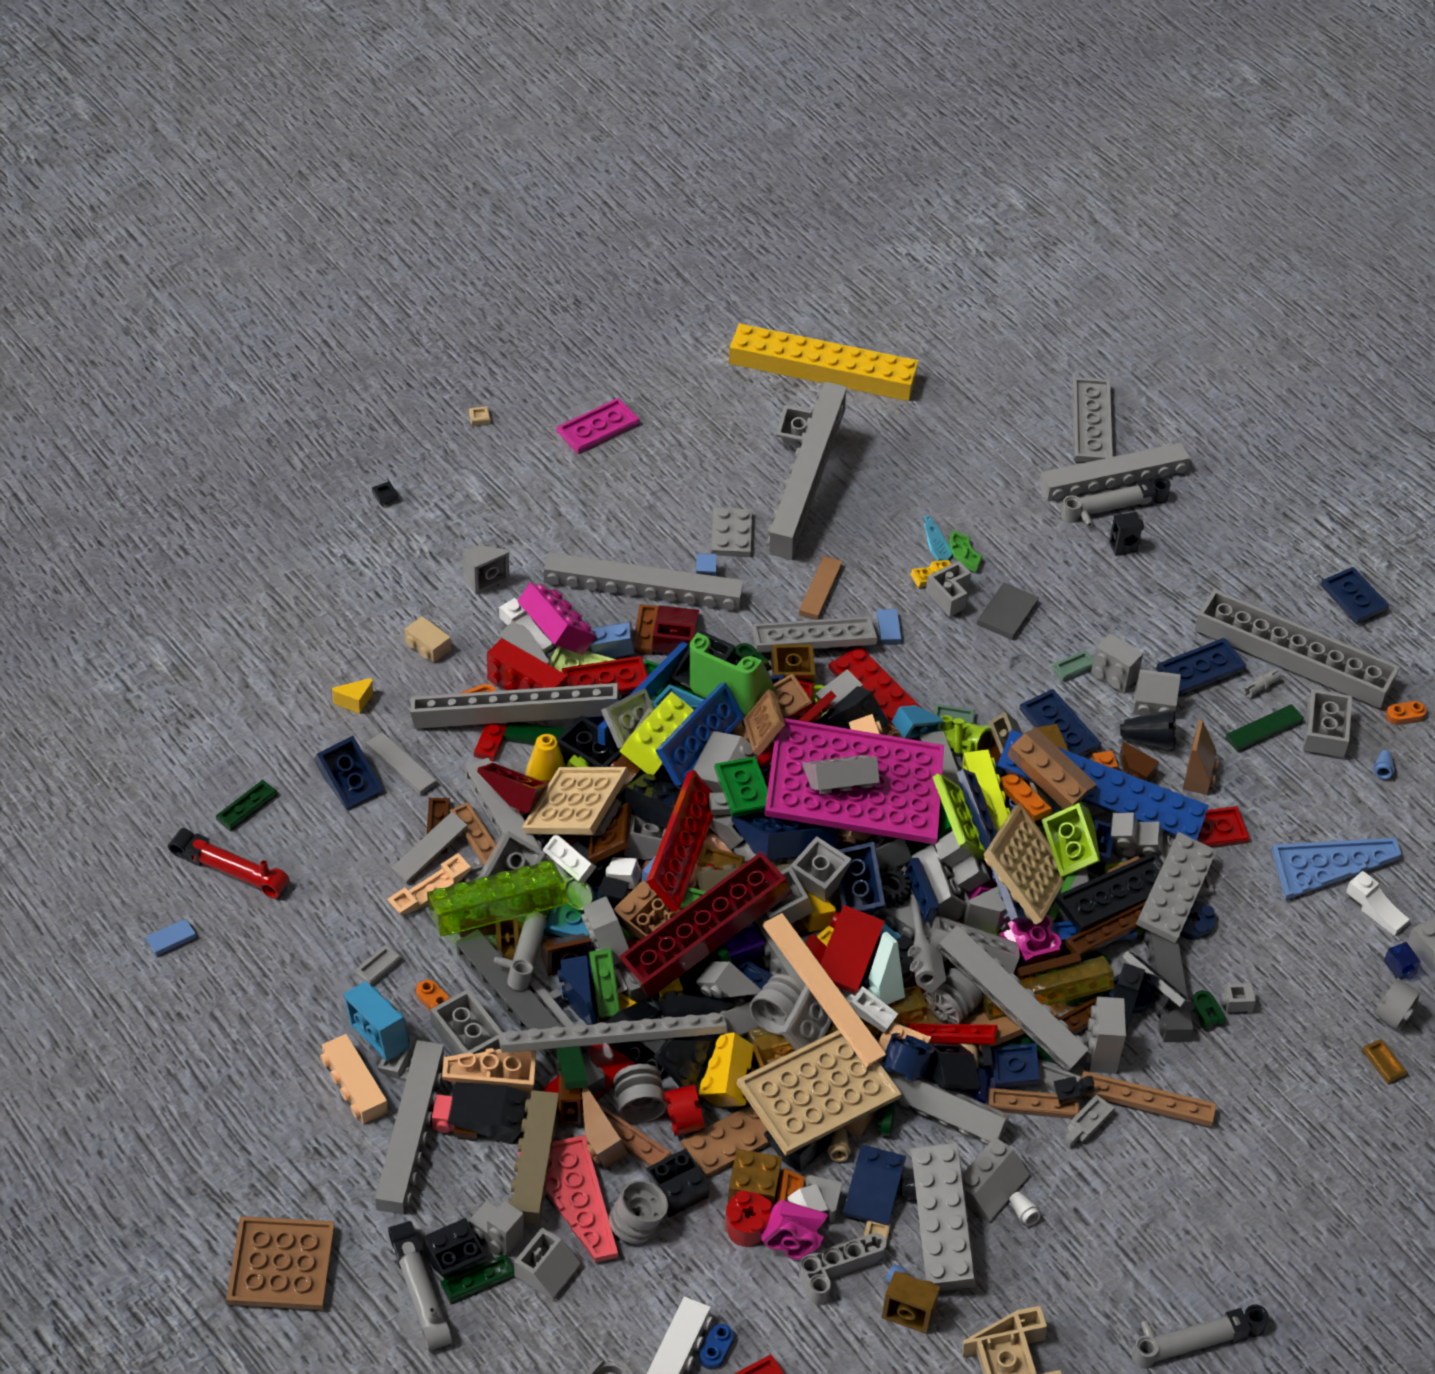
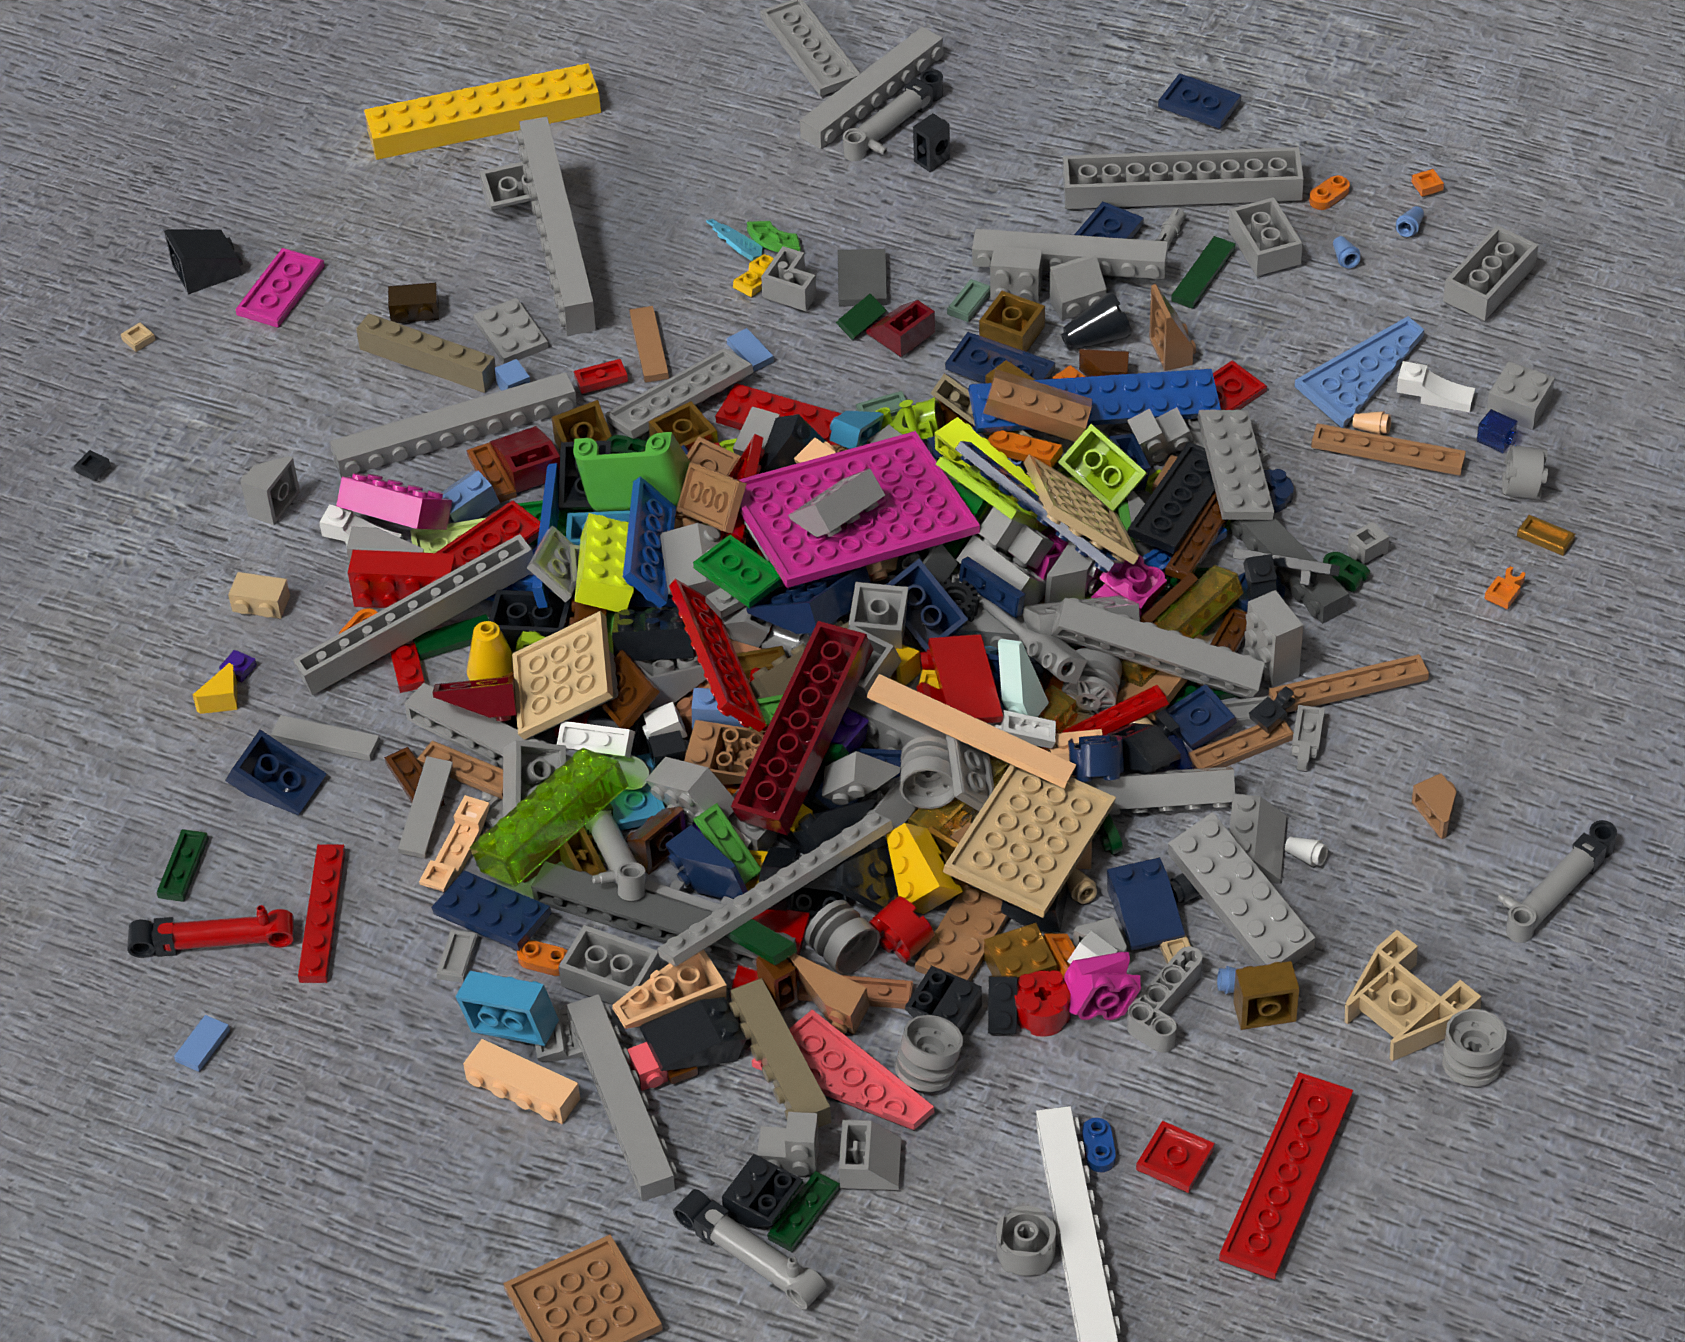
camera: 25 degrees left, 0 degrees up
(311, 887) = (321, 913): none -> red plate
(381, 682) = (242, 664): none -> dark purple plate
(421, 945) = (491, 910): none -> dark blue plate
(558, 379) = (202, 257): none -> black slope
(660, 520) = (426, 353): none -> dark tan brick
(678, 479) = (413, 302): none -> dark brown brick
(715, 1206) = (1002, 1005): none -> black plate
(727, 625) = (580, 422): none -> pearl gold slope
(769, 595) = (600, 376): none -> red plate
(984, 640) = (861, 316): none -> dark green tile
(1009, 664) = (904, 327): none -> dark red slope
(1090, 697) = (1013, 321): none -> pearl gold brick
(1148, 1224) = (1435, 802): none -> medium nougat slope
(1194, 680) = (1114, 255): none -> light grey brick
(1308, 933) = (1388, 449): none -> medium nougat plate
(1311, 907) = (1373, 422): none -> light nougat cone
(1319, 1088) = (1506, 590): none -> orange plate

